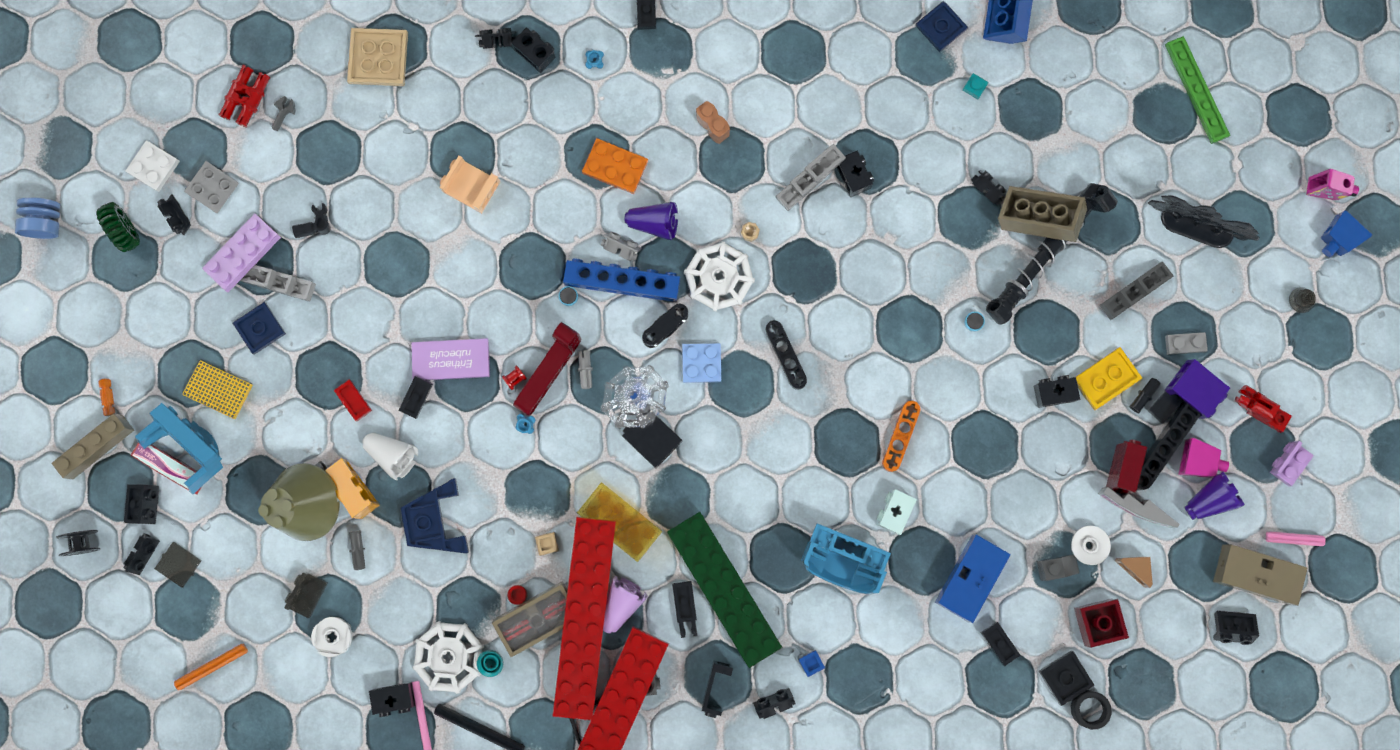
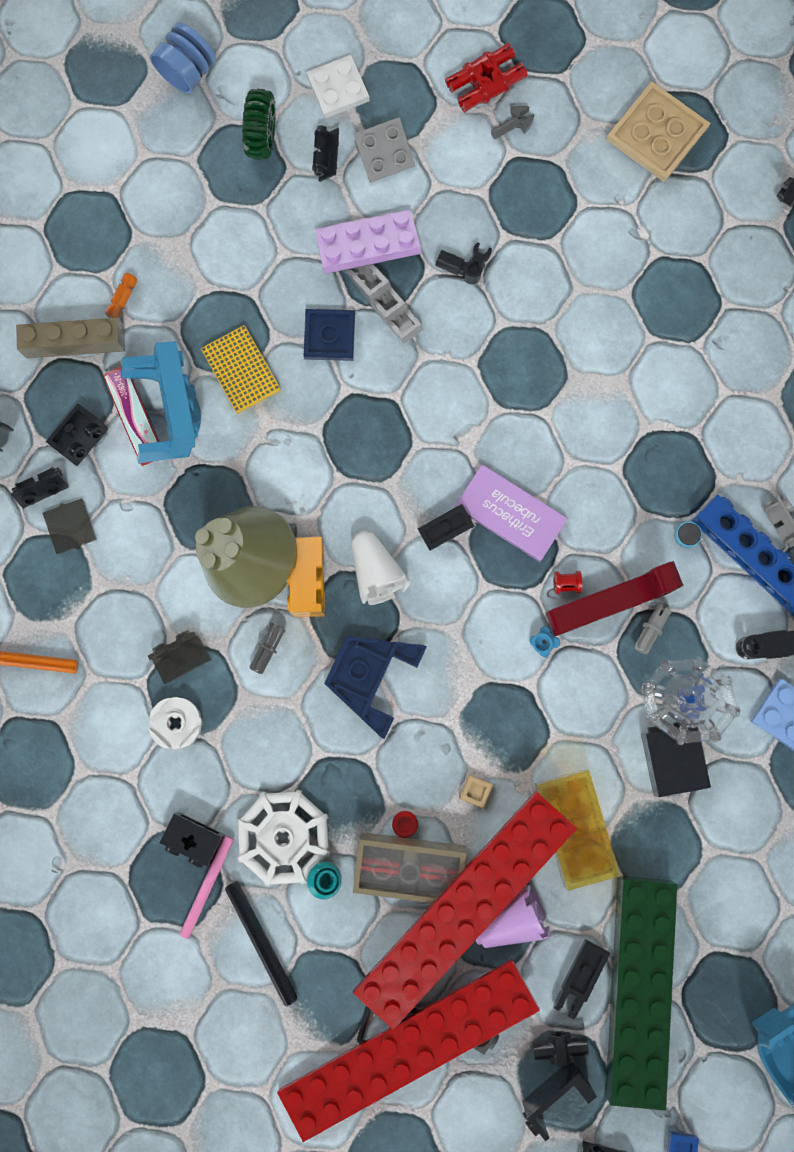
camera: 40 degrees right, 0 degrees up
(353, 400) = (374, 482): red tile -> none
(469, 184) = (662, 337): light nougat panel -> none
(700, 658) = (560, 1048): none -> black axle

